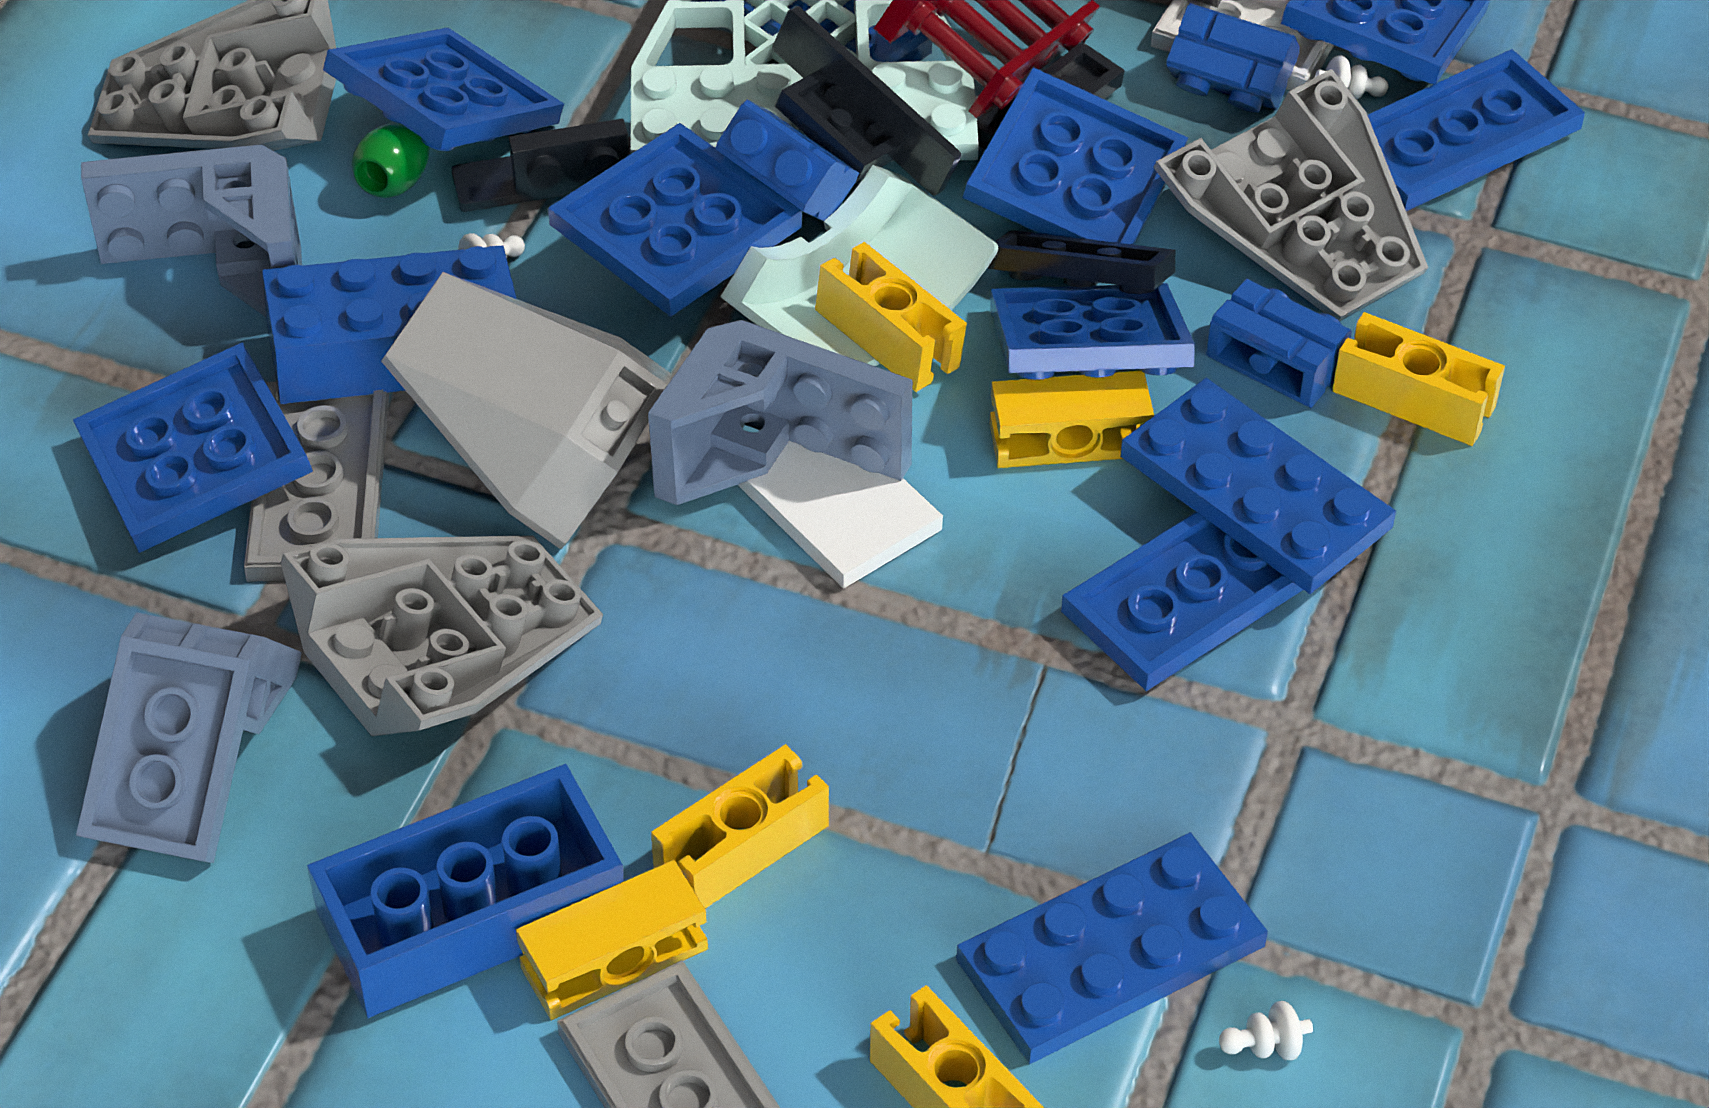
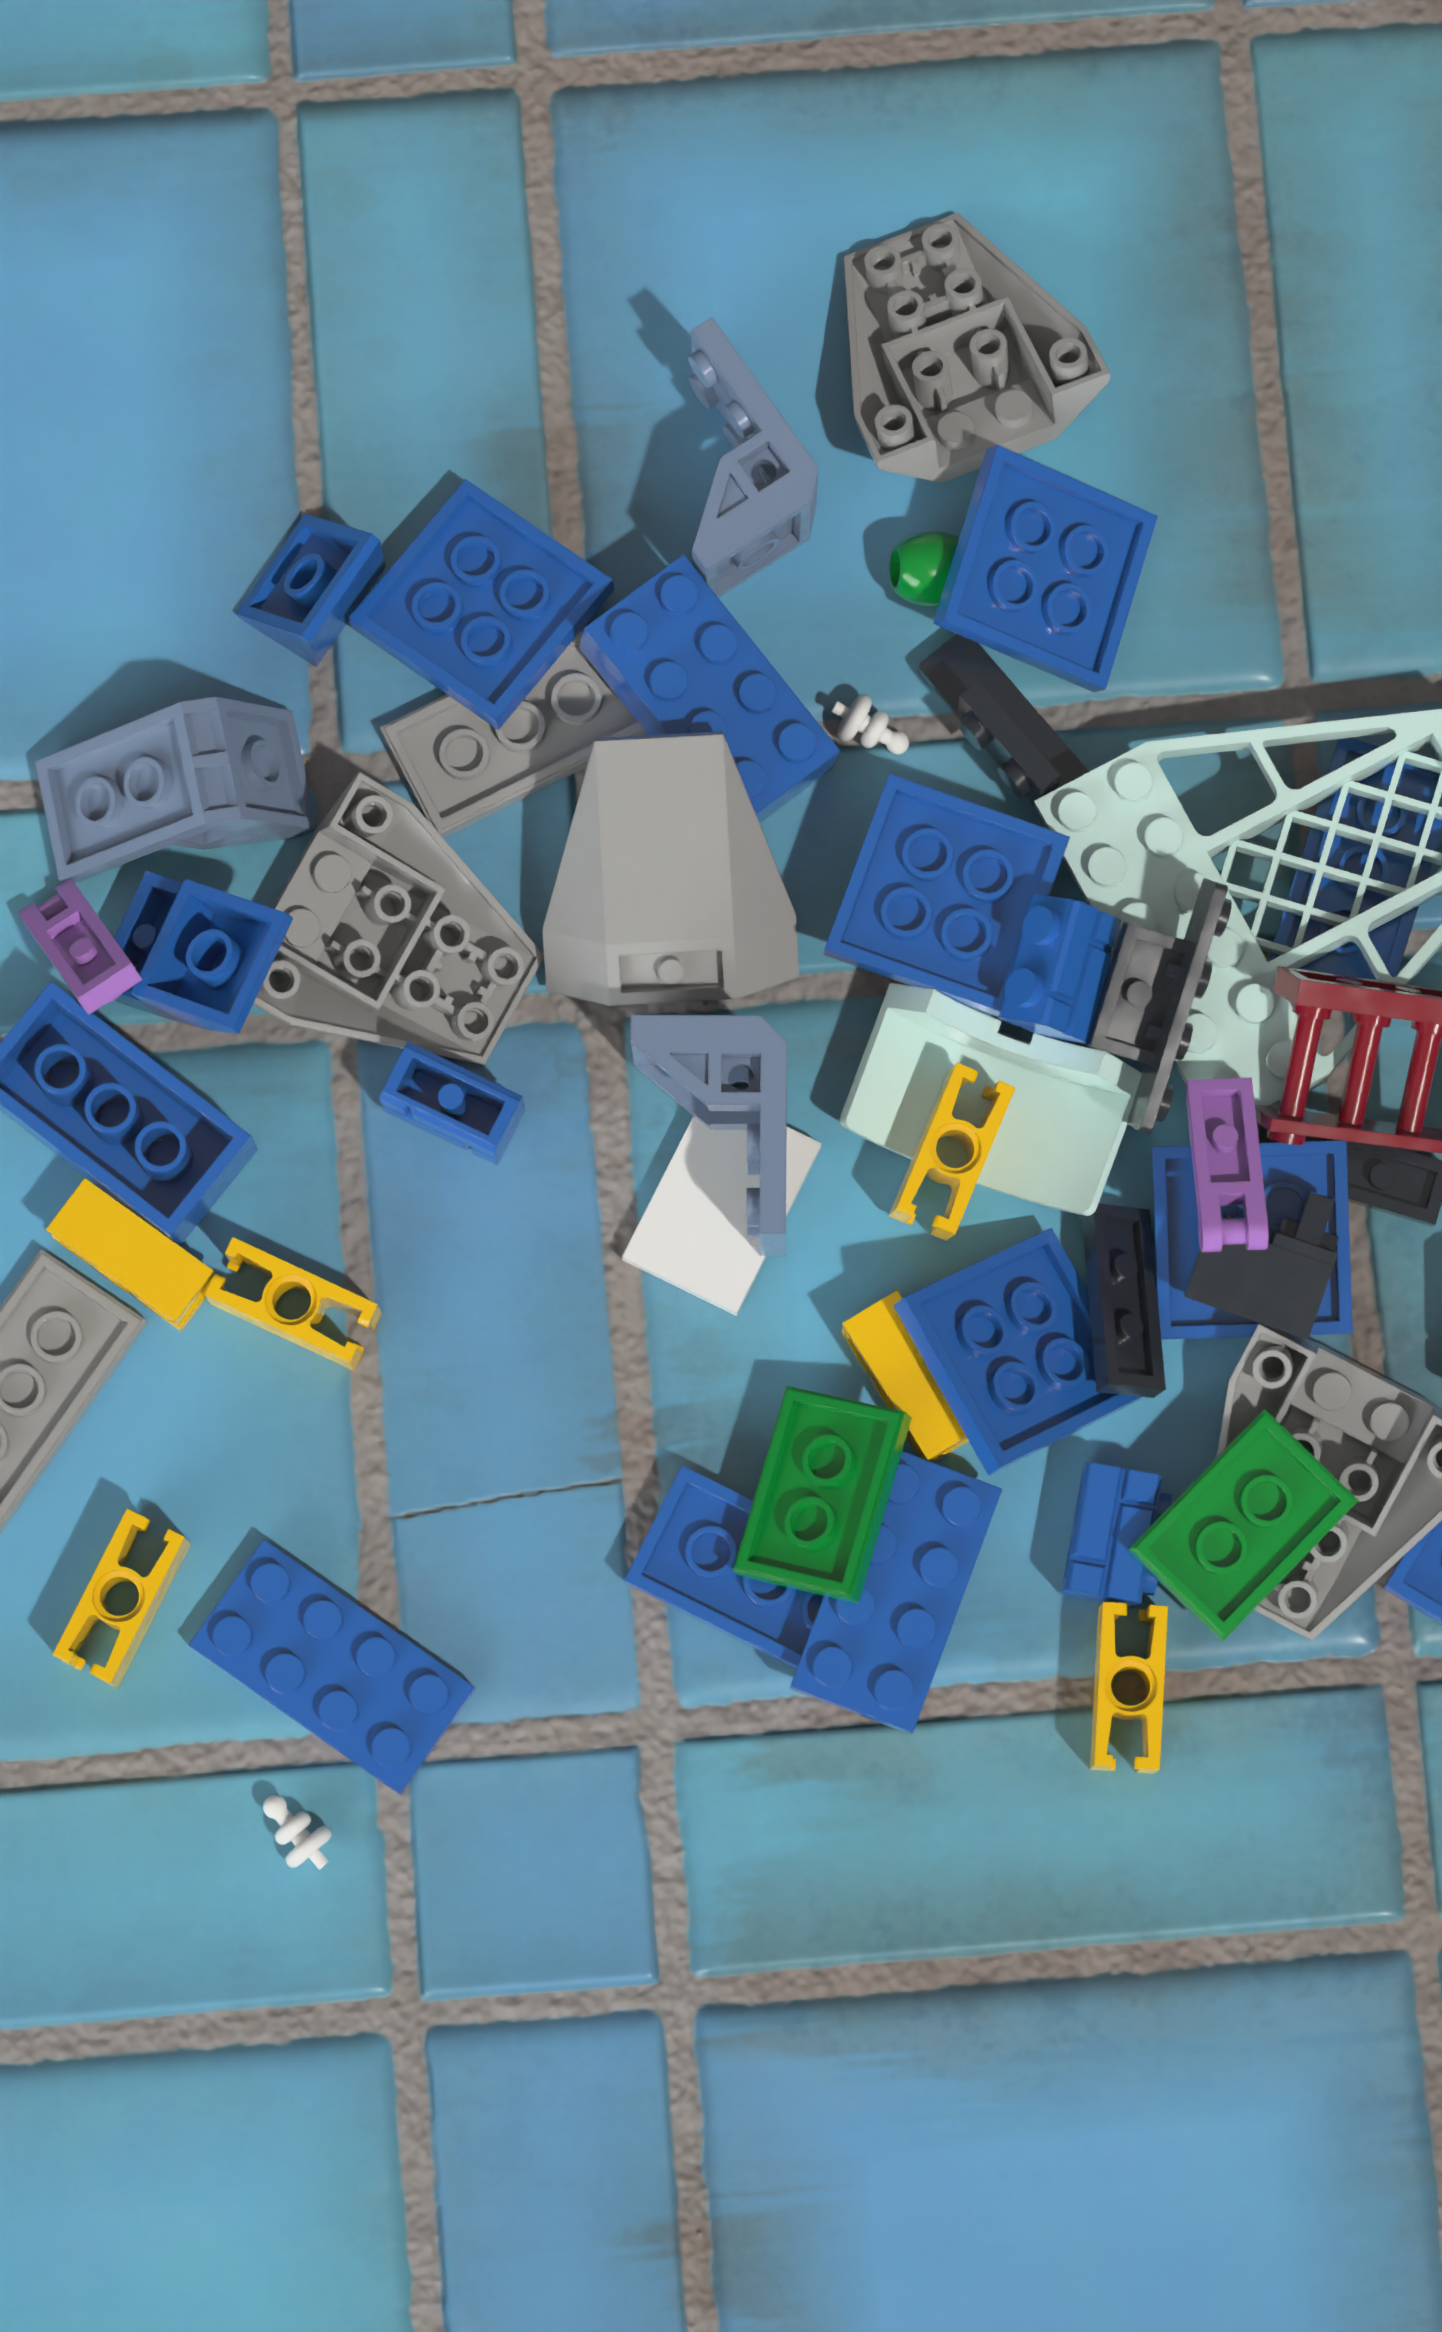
camera: 65 degrees right, 30 degrees up
(80, 559) = (314, 586): none -> blue slope
(284, 843) = (80, 947): none -> medium lavender plate
(362, 744) = (198, 952): none -> blue slope
(629, 626) = (452, 1103): none -> blue brick
(1019, 112) = (1226, 1162): none -> medium lavender plate
(1114, 148) = (1276, 1284): none -> black hinge
(1149, 490) = (822, 1494): none -> green tile
(1319, 239) = (1242, 1525): none -> green tile

